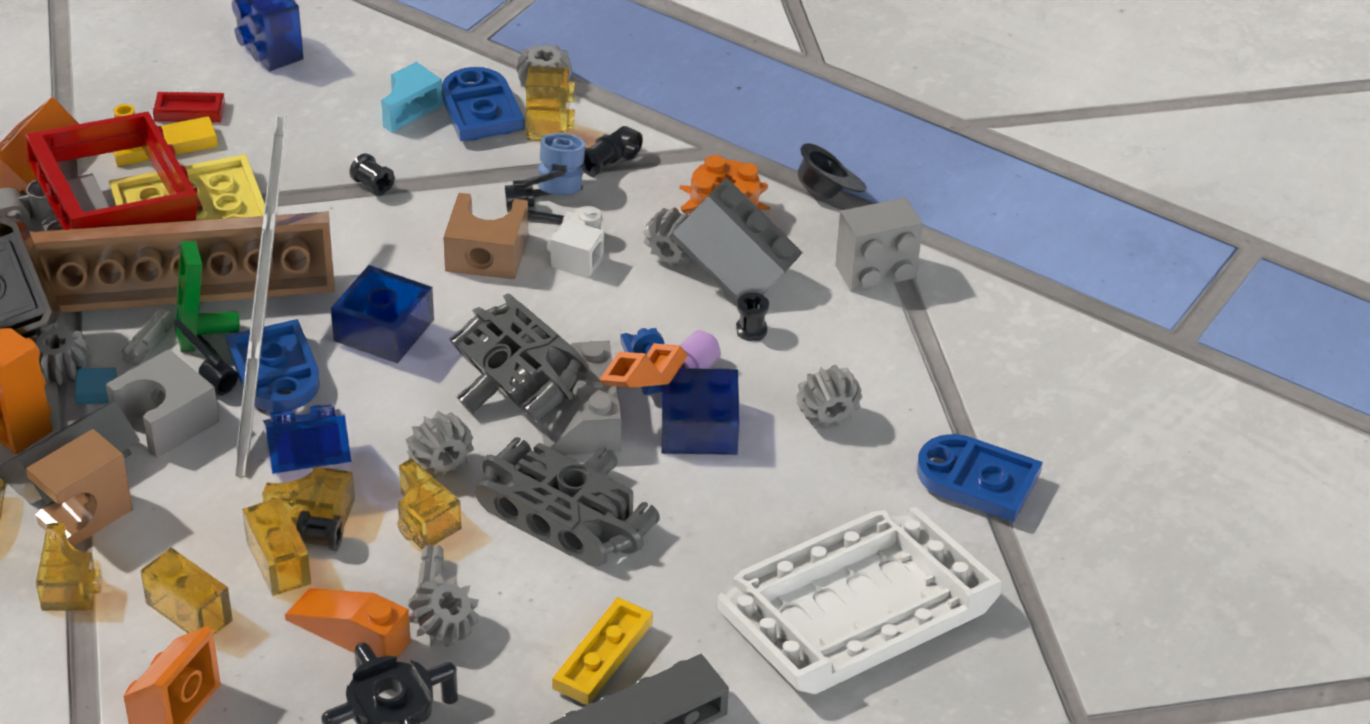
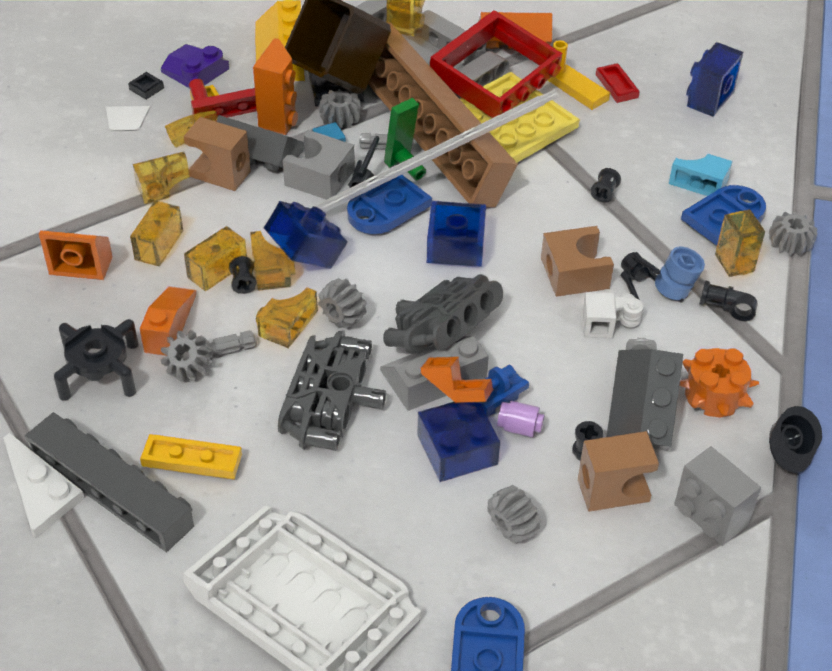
camera: 70 degrees right, 5 degrees up
(815, 301) = (614, 471): none -> medium nougat piece

